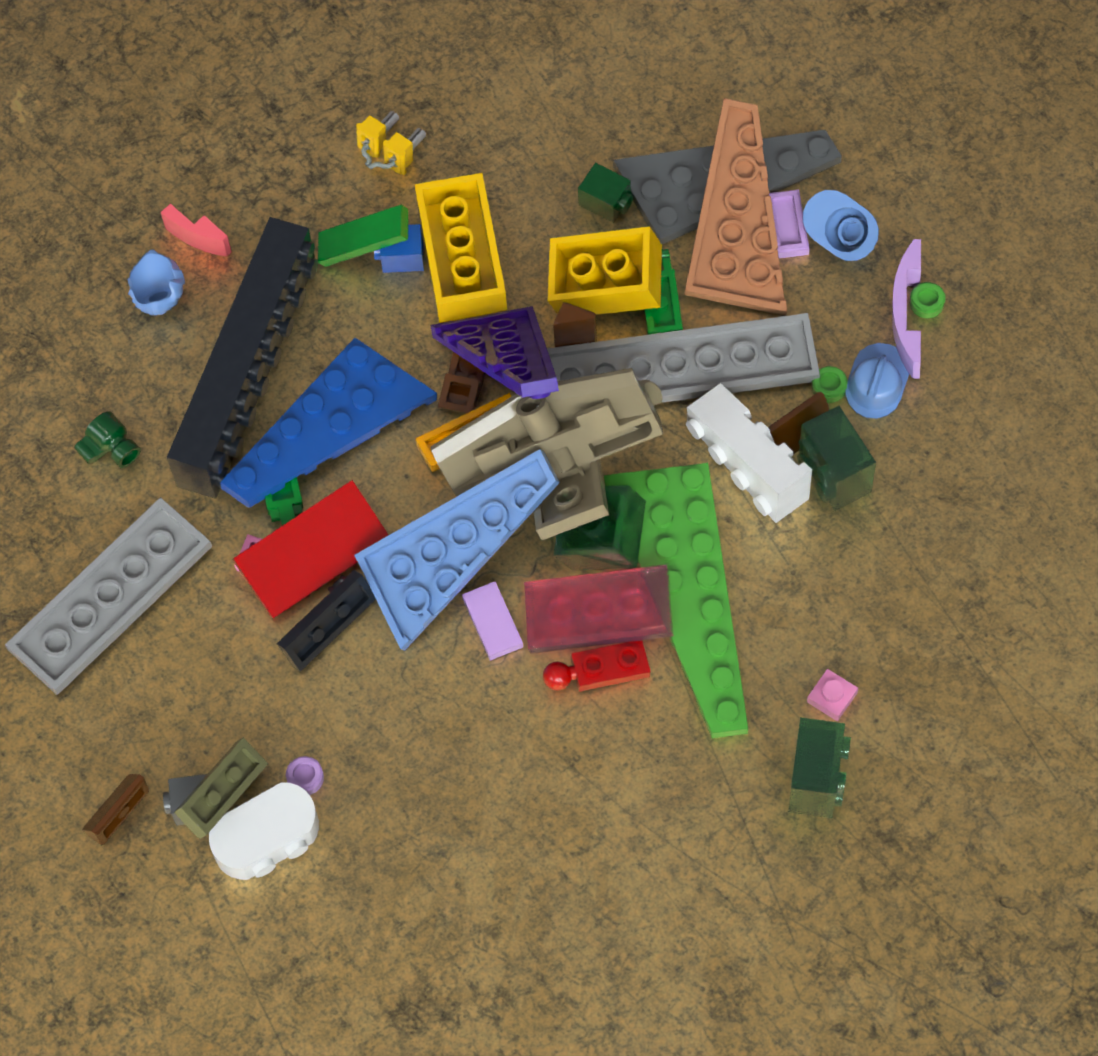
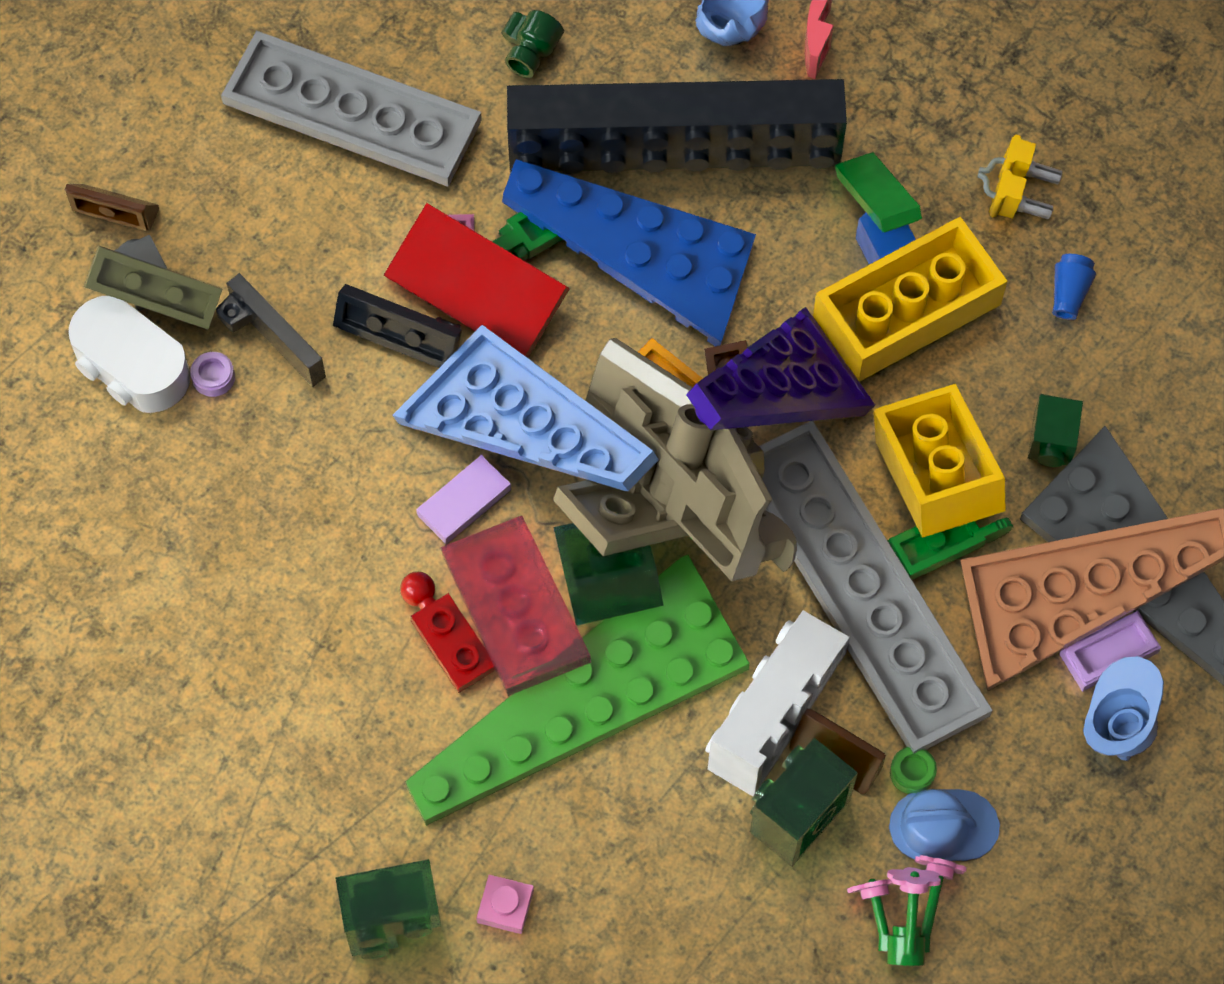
camera: 65 degrees right, 0 degrees up
(260, 725) = (248, 306): none -> black hinge
(490, 138) = (1071, 284): none -> blue cone
(574, 326) = (849, 446): reddish brown slope -> none
(907, 342) = (1102, 810): lavender slope -> none
(927, 300) = (1077, 849): bright green tile -> none
(960, 431) = (909, 942): none -> plant

